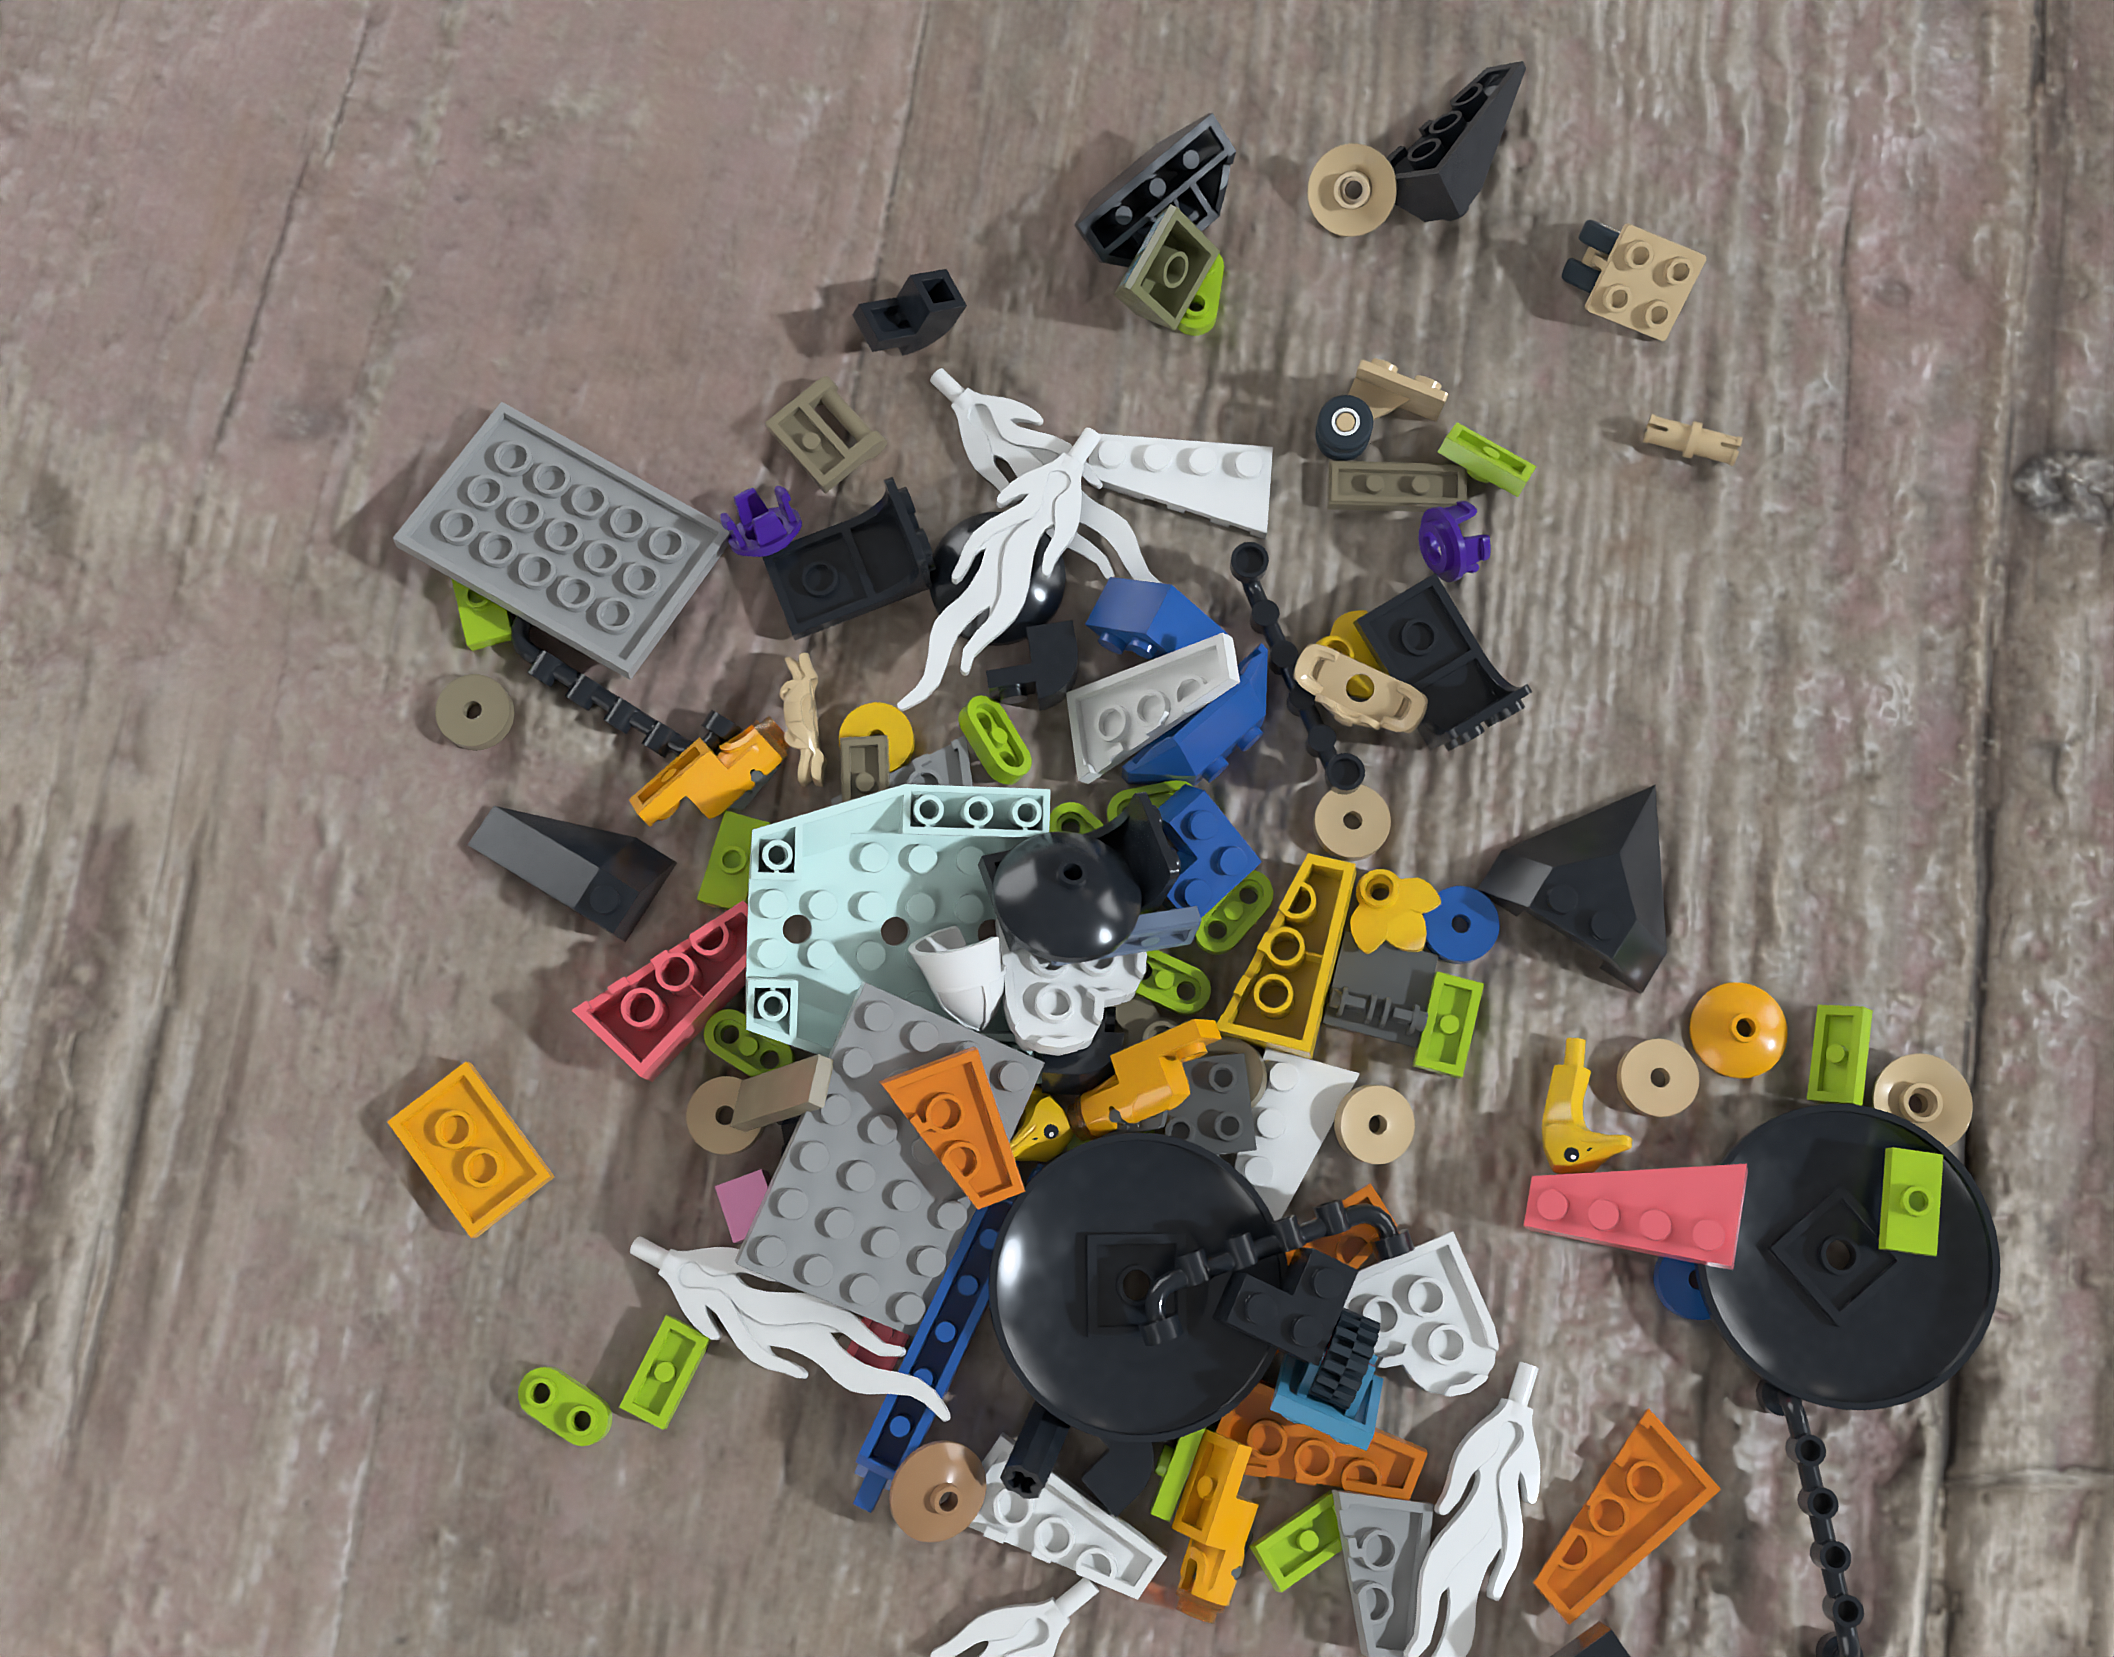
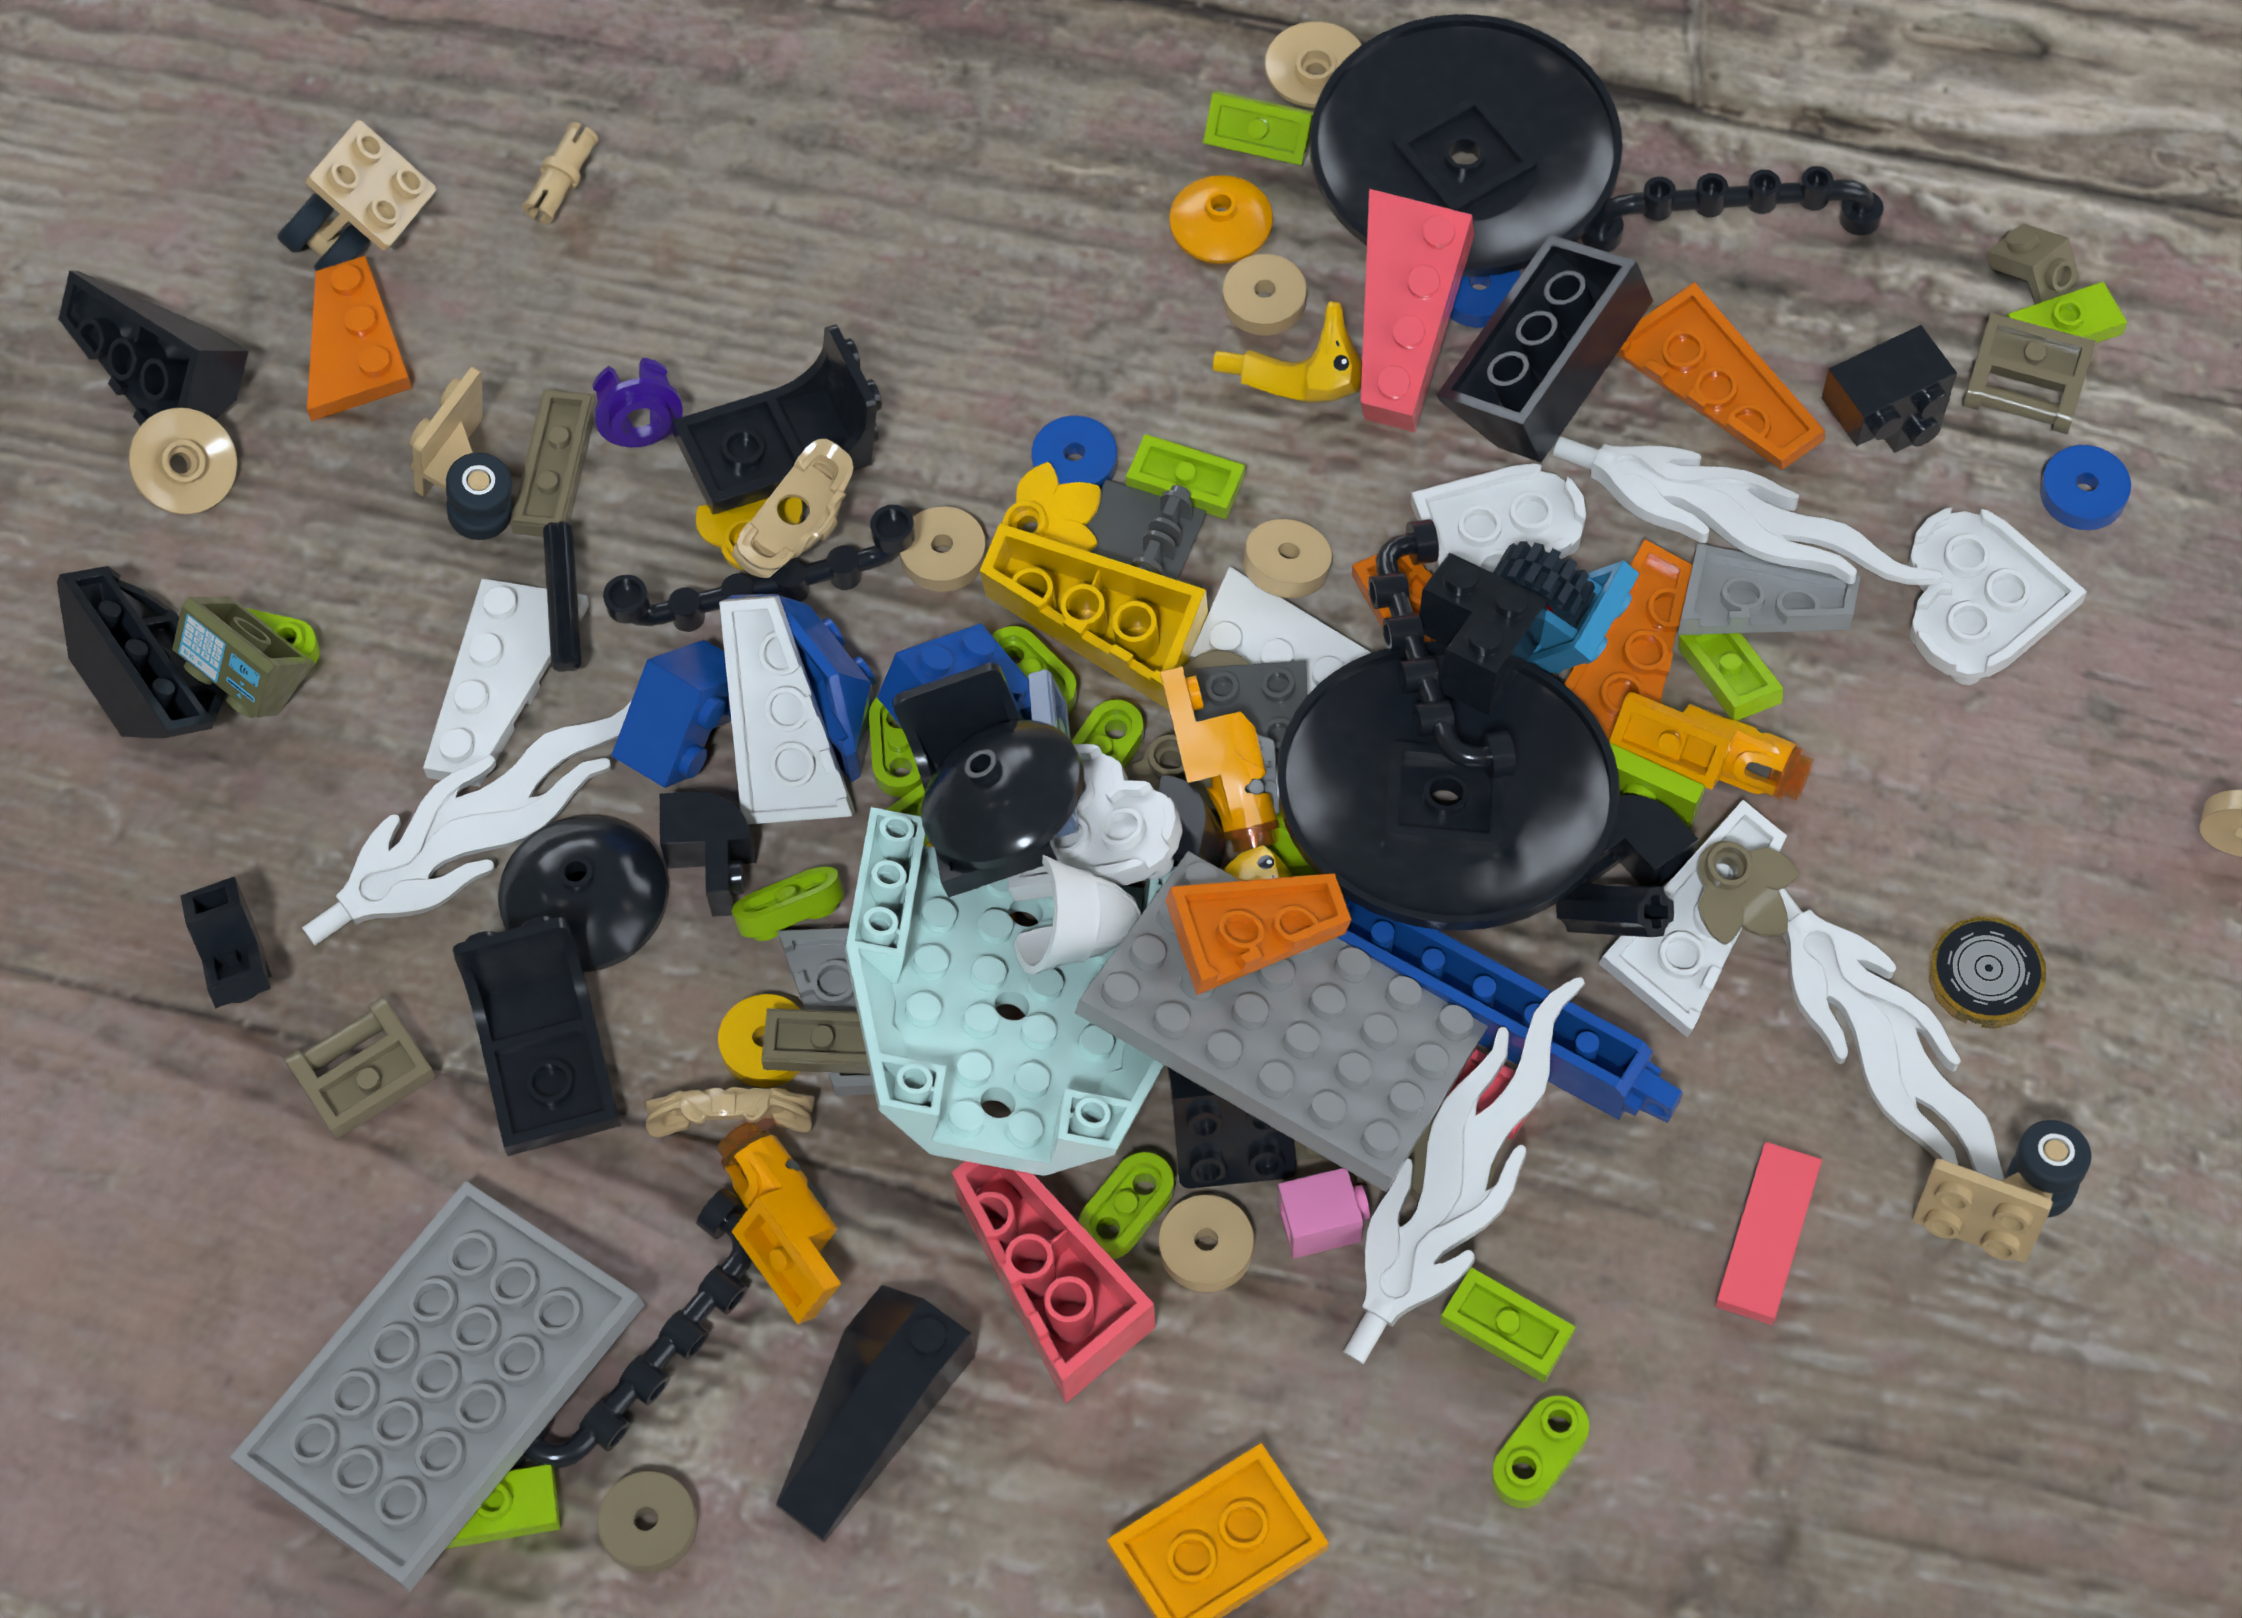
camera: 85 degrees left, 15 degrees down
(728, 867) = (894, 1214): lime plate -> none
(761, 529) = (456, 1152): dark purple piece -> none
(766, 1594) = (1768, 1233): none -> coral tile
(782, 1093) = (1194, 1132): dark tan tile -> none
(925, 1478) = (1661, 1016): medium nougat dish -> none
(1009, 540) = (591, 857): white piece -> none
(1068, 1566) = (1749, 897): none -> dark tan plate
(1257, 512) = (562, 596): none -> black axle
(1486, 460) = (544, 366): lime plate -> none
(1496, 301) = (351, 342): none -> orange wing
(1594, 885) = (1044, 326): black wedge -> none
(1625, 1348) = (1547, 346): none -> black slope
(1911, 1201) = (1417, 76): lime plate -> none

